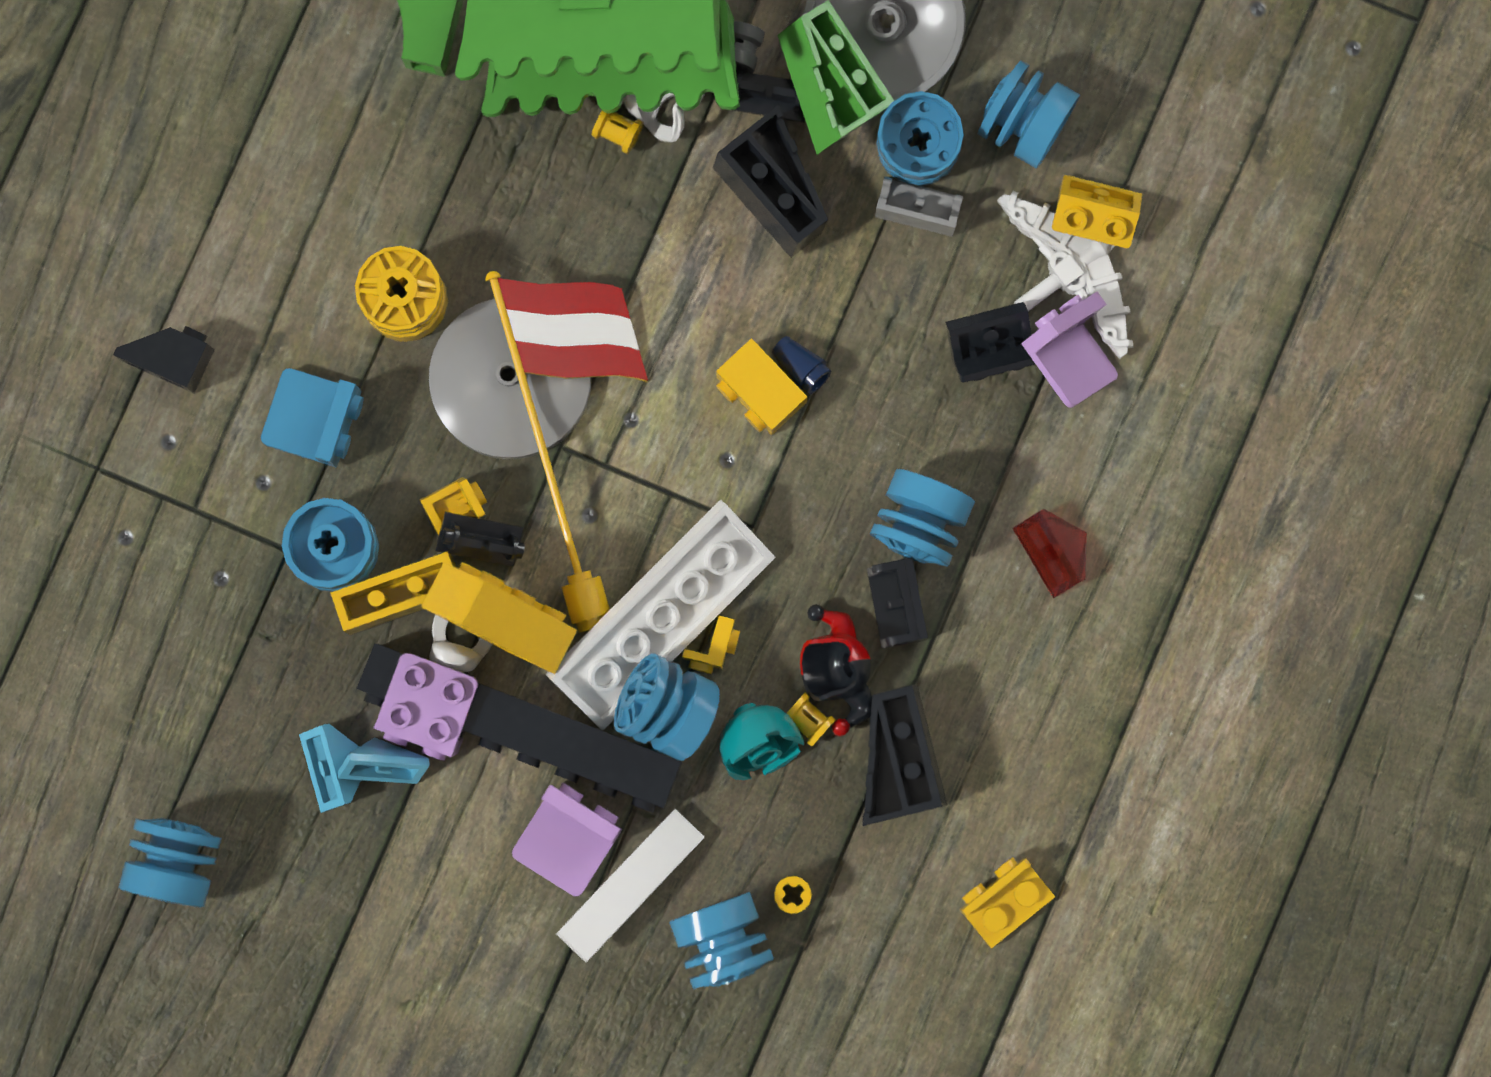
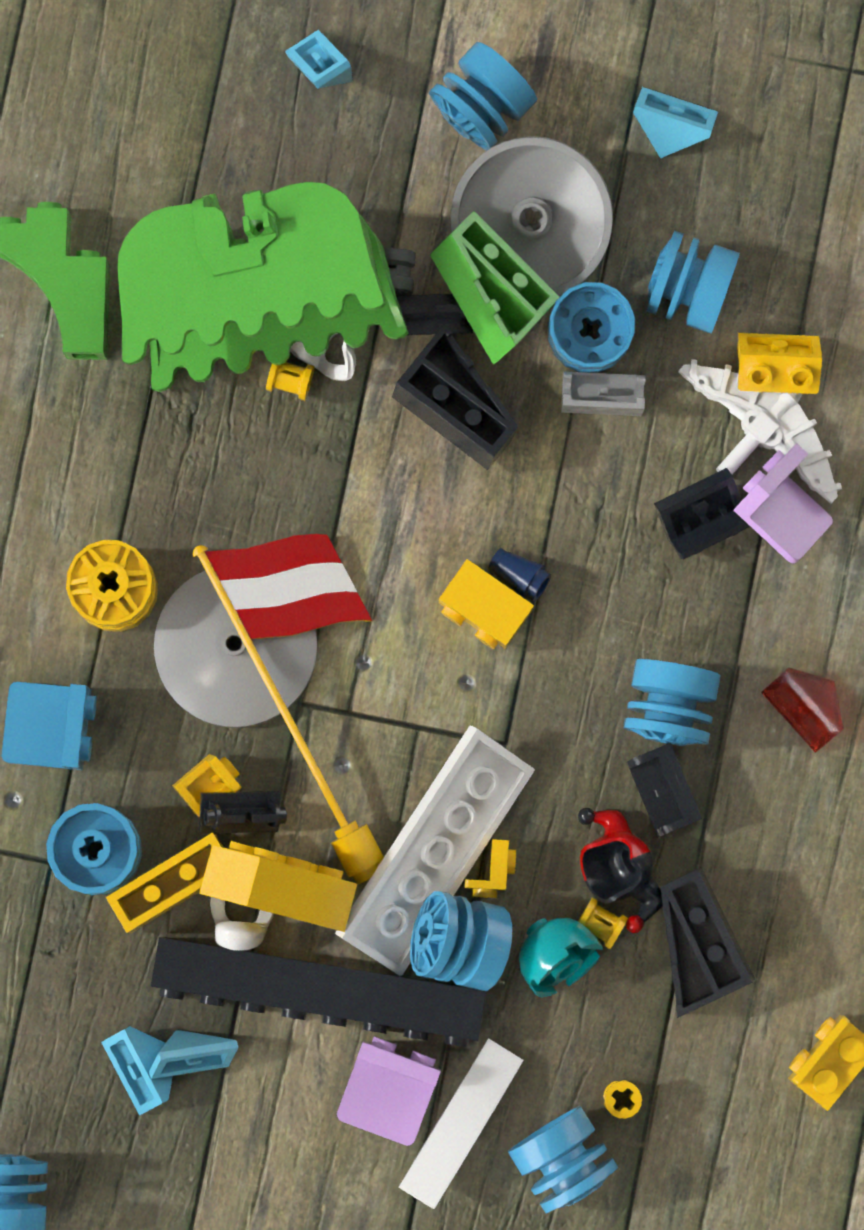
camera: 15 degrees left, 0 degrees up
(427, 706) = (224, 989): lavender bracket -> none

